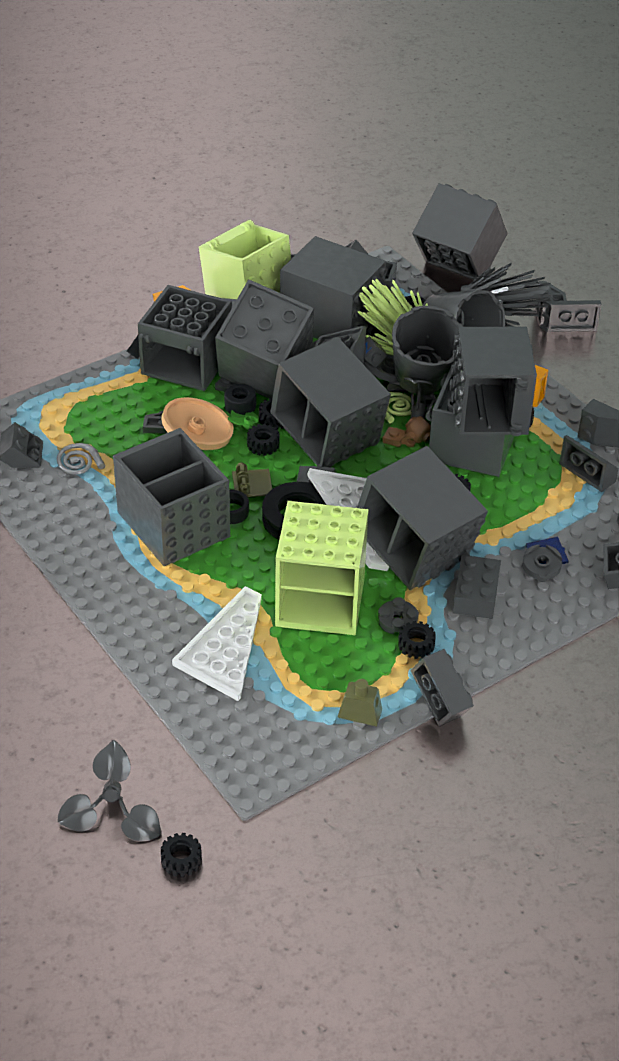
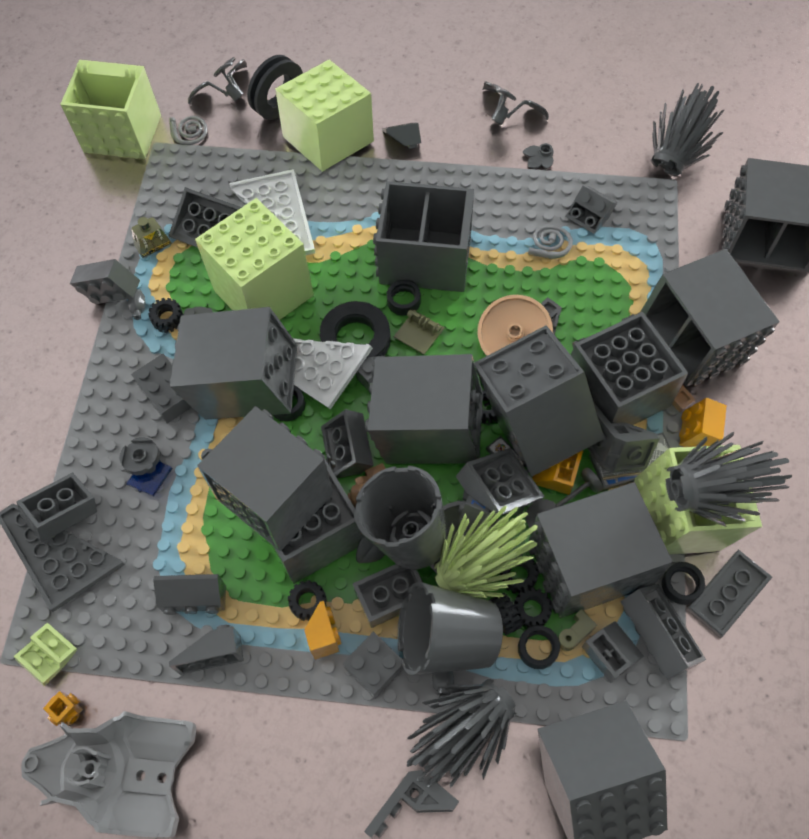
camera: 135 degrees right, 20 degrees up
(39, 621) = (405, 134): none -> dark grey slope
(88, 324) = (709, 315): none -> dark grey piece
(88, 704) = (262, 80): none -> black tyre
(92, 654) = (325, 114): none -> yellowish green piece
(181, 843) = (165, 92): black tyre -> none
(212, 812) = (172, 121): none -> light grey piece
(243, 217) = (704, 483): none -> dark grey plant
(258, 836) = (111, 109): none -> yellowish green piece
(294, 678) = (197, 215): none -> dark grey slope
(392, 450) = (347, 443): none -> dark grey slope

